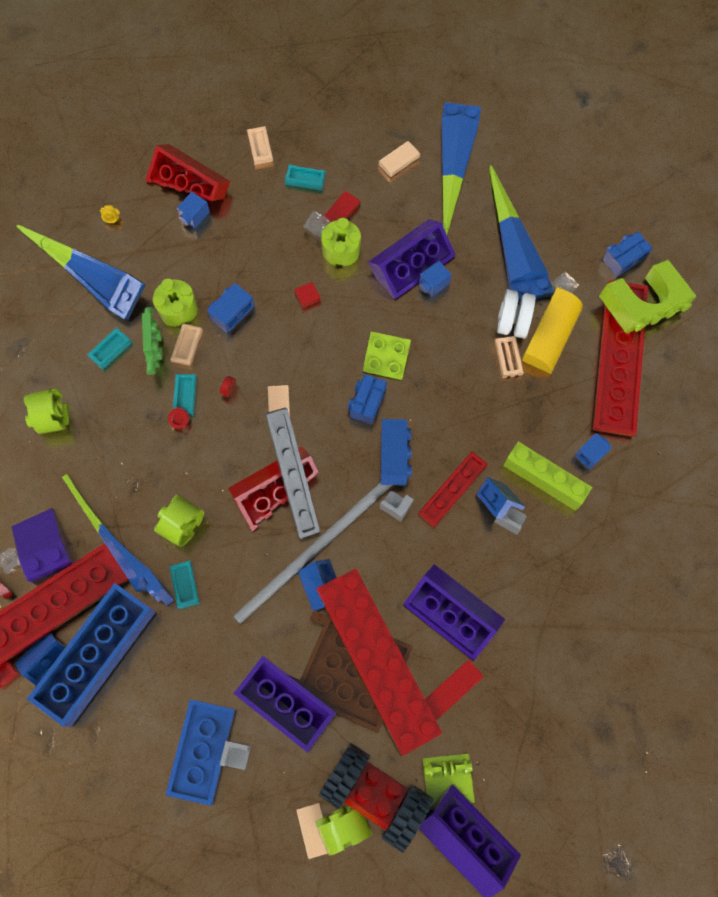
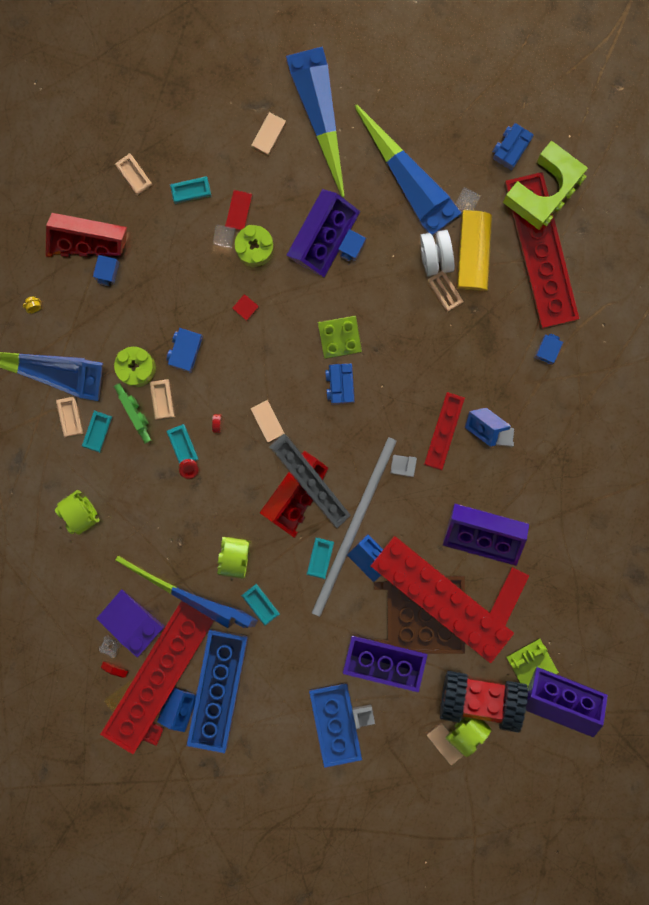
camera: 15 degrees left, 15 degrees up
(91, 325) = (69, 417): none -> light nougat tile
(269, 563) = (320, 558): none -> teal tile
(395, 452) = (384, 422): blue brick -> none
(547, 476) = (518, 388): lime brick -> none

